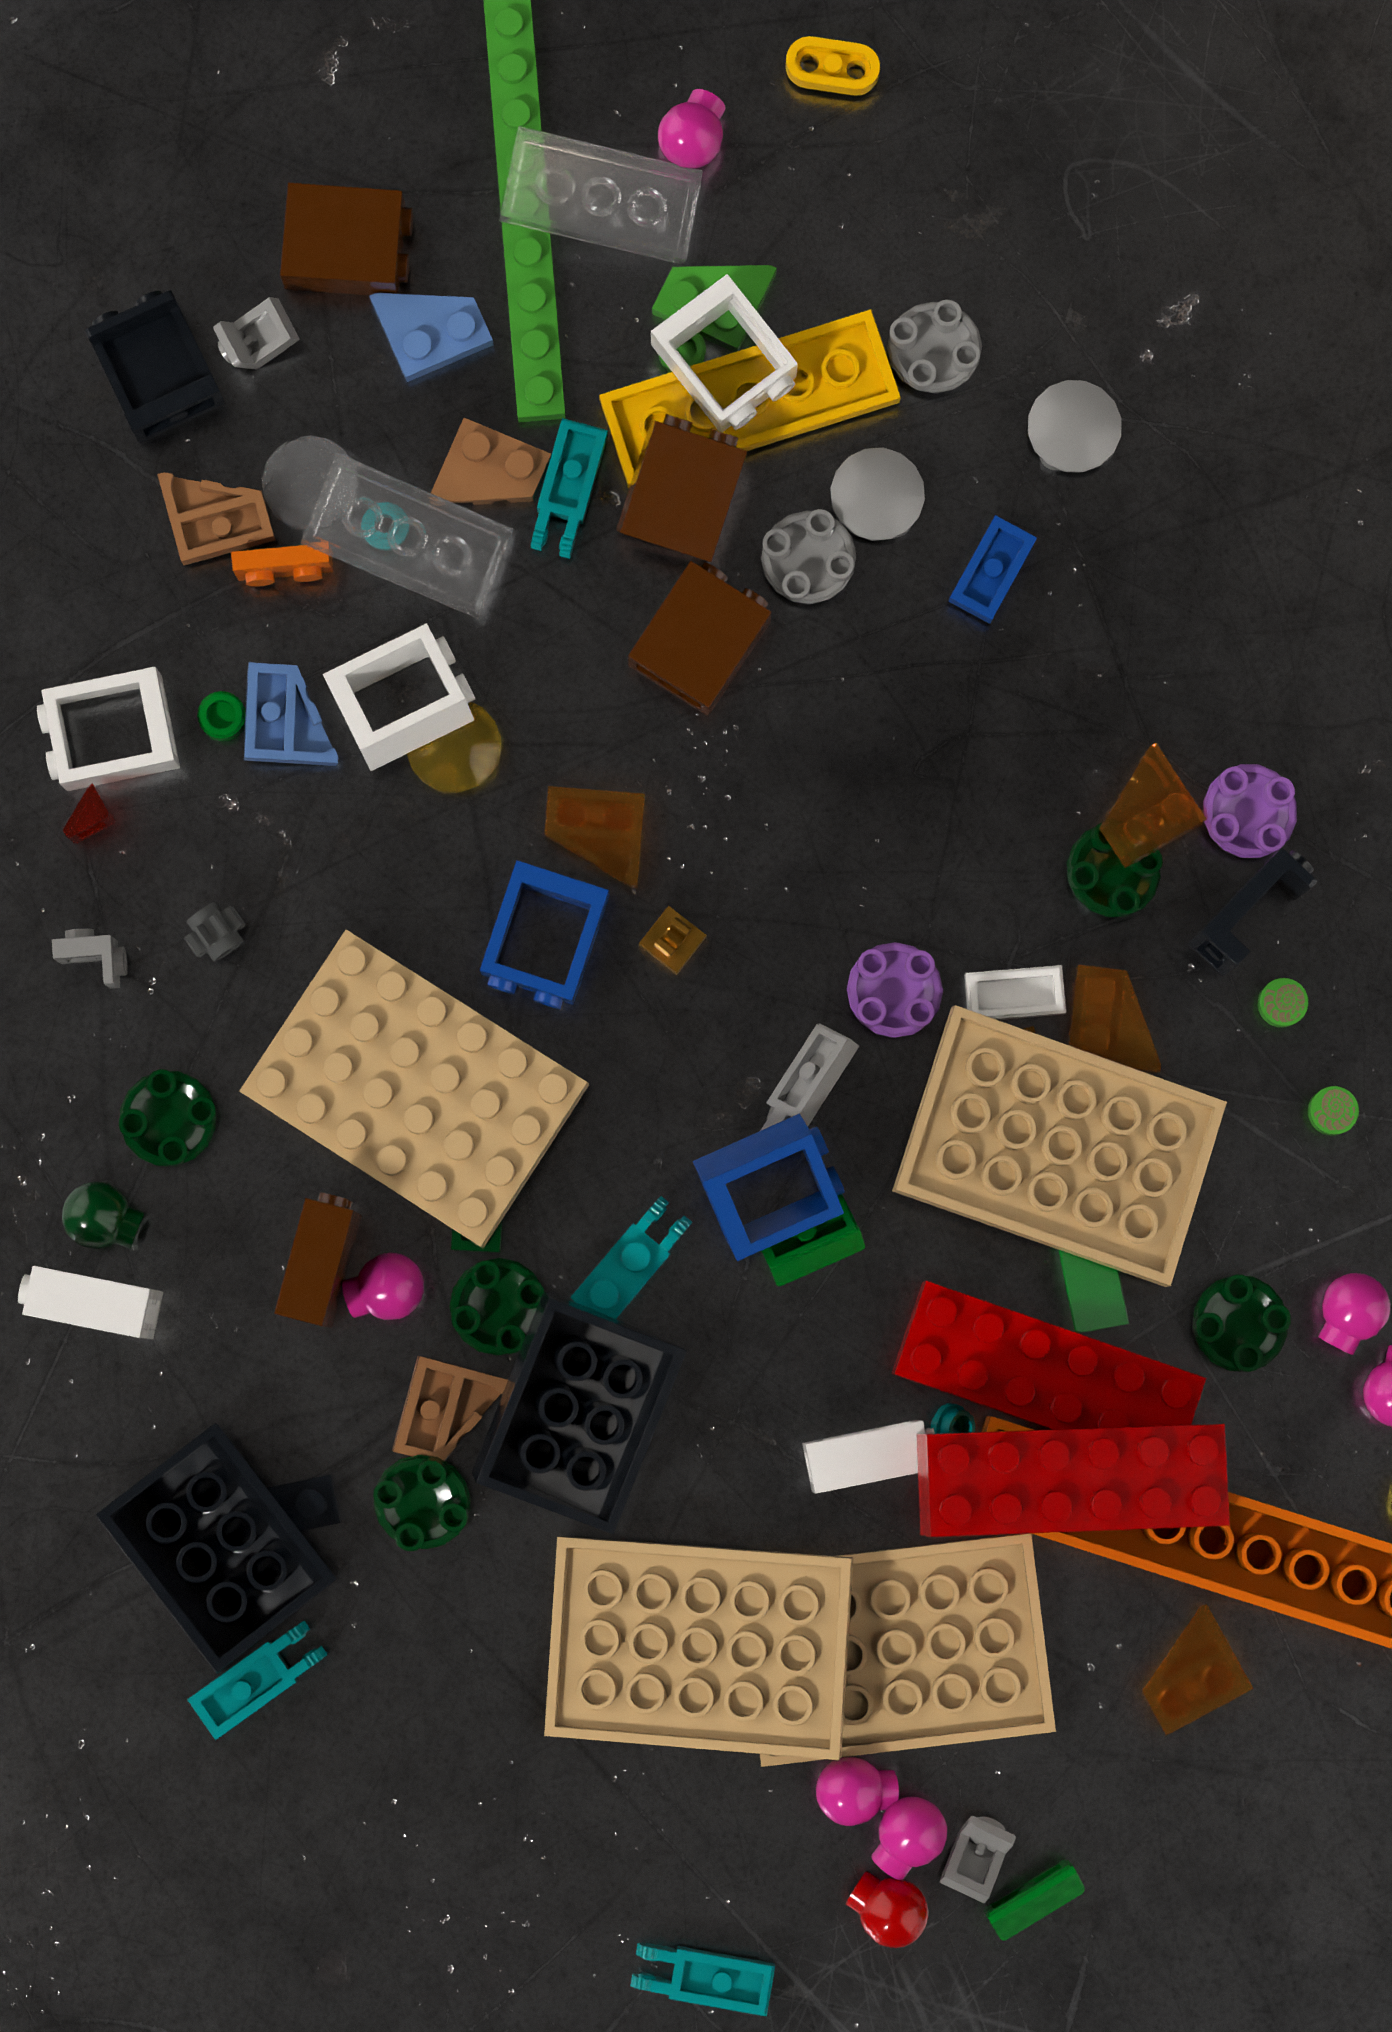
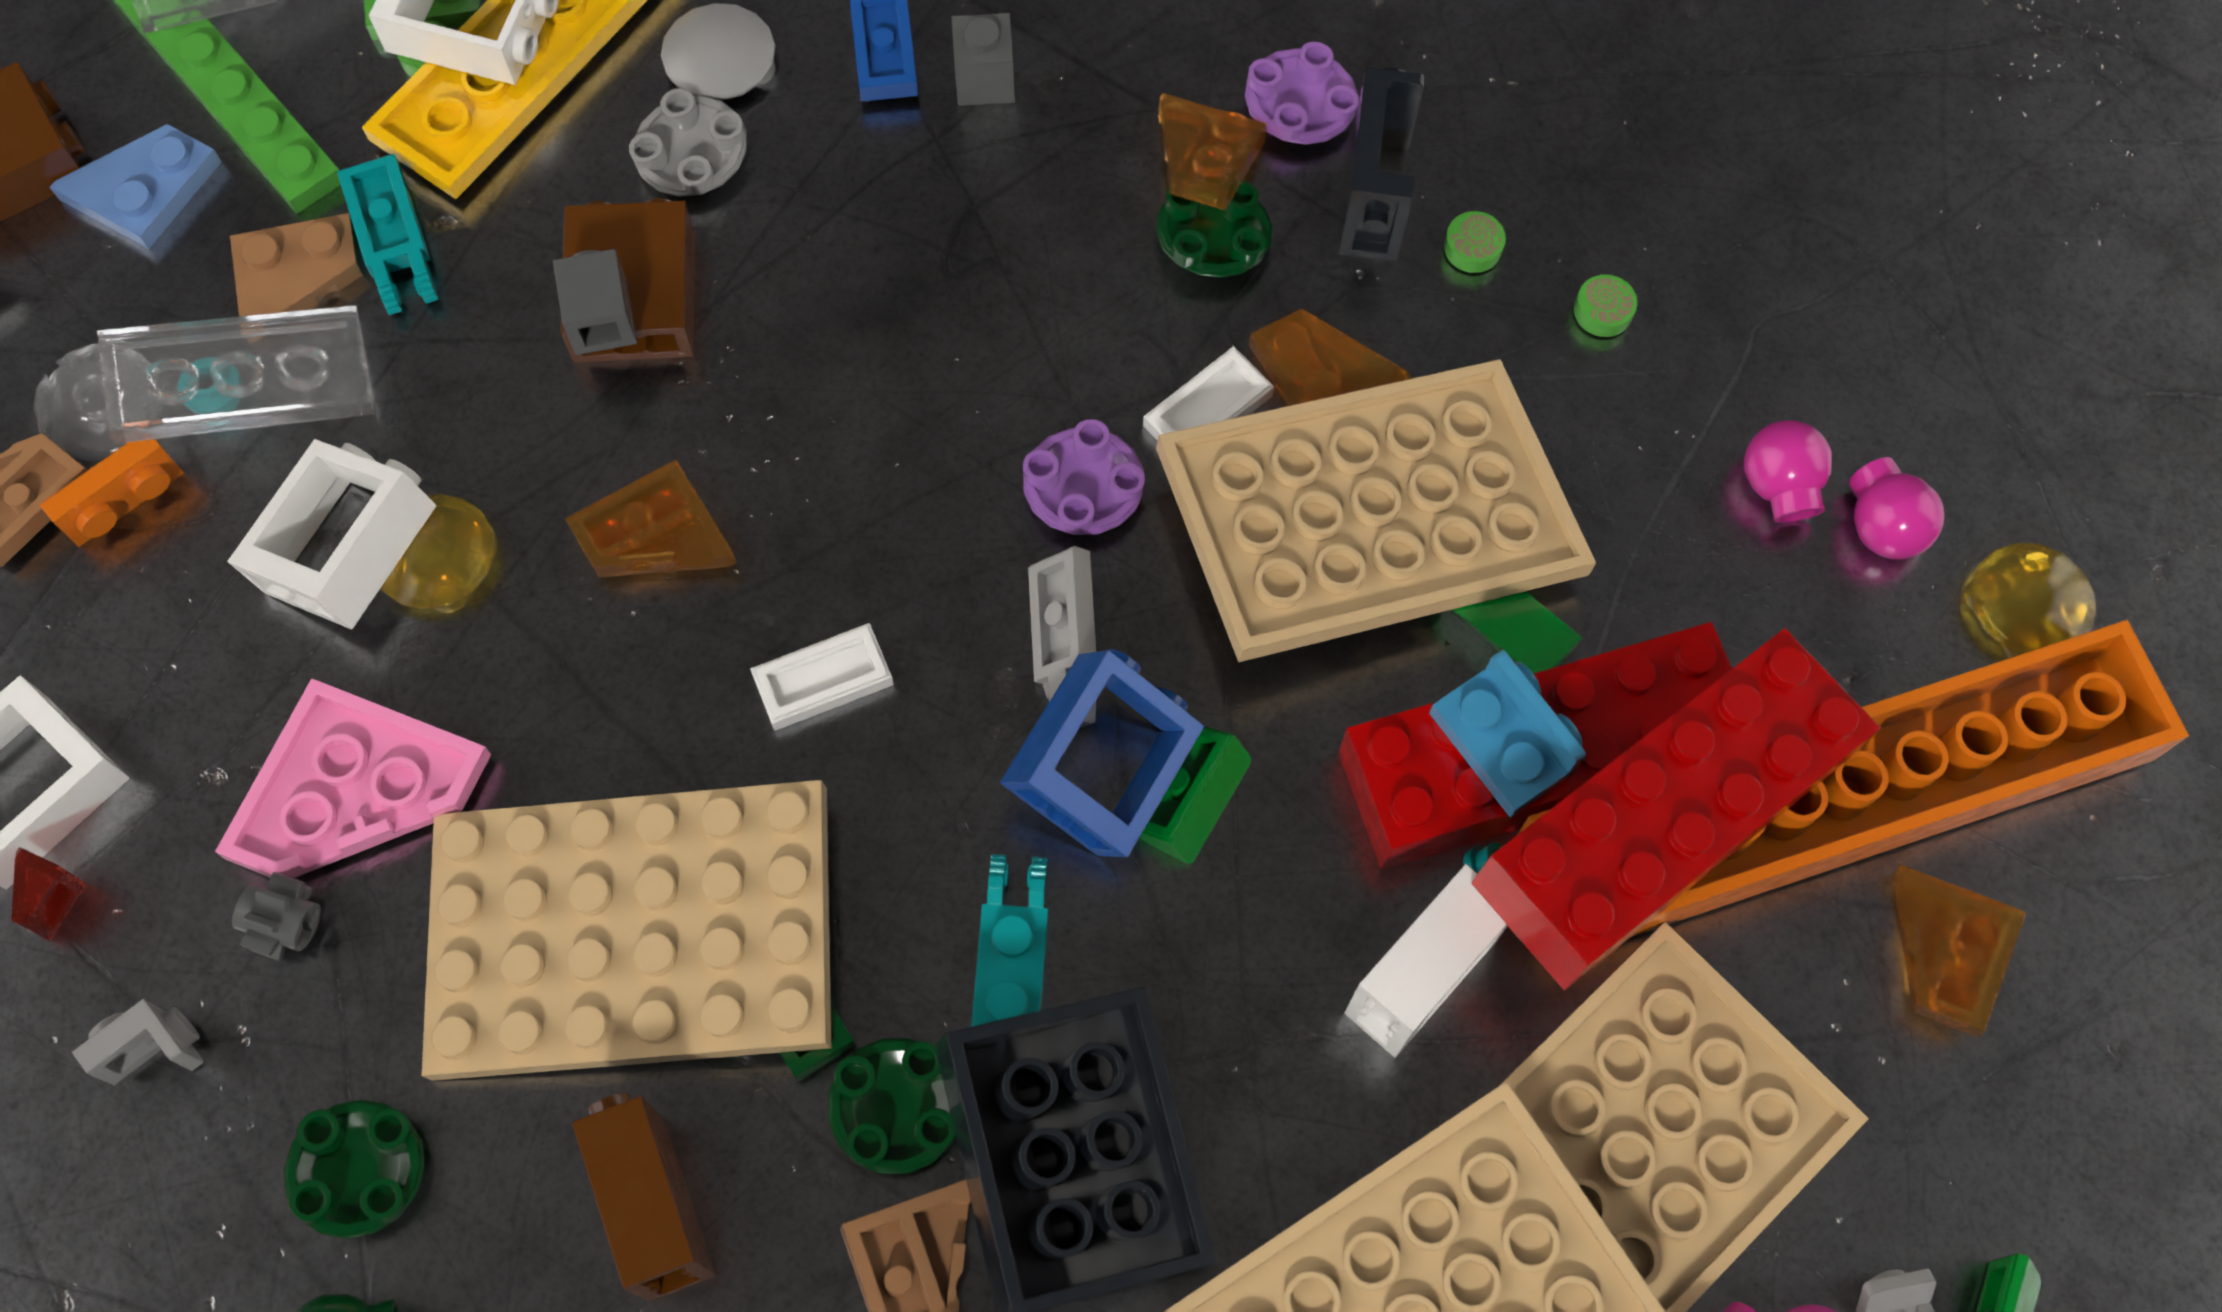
camera: 35 degrees left, 15 degrees down
(221, 716) = (144, 690): green tile -> none
(282, 719) = (217, 646): medium blue wing -> none
(307, 871) = (347, 782): none -> bright pink plate
(386, 1287) = (747, 1176): dark pink piece -> none
(559, 888) = (646, 614): blue window -> none
(638, 1004) = (822, 676): none -> white tile
(661, 656) = (594, 301): none -> dark grey brick
(672, 940) = (812, 588): pearl gold tile -> none
(682, 488) = (507, 148): reddish brown brick -> none
(1014, 1360) = (1510, 733): none -> dark azure bracket
(1049, 634) = (983, 59): none -> dark grey brick
(1240, 1323) = (1691, 560): dark green dish -> none

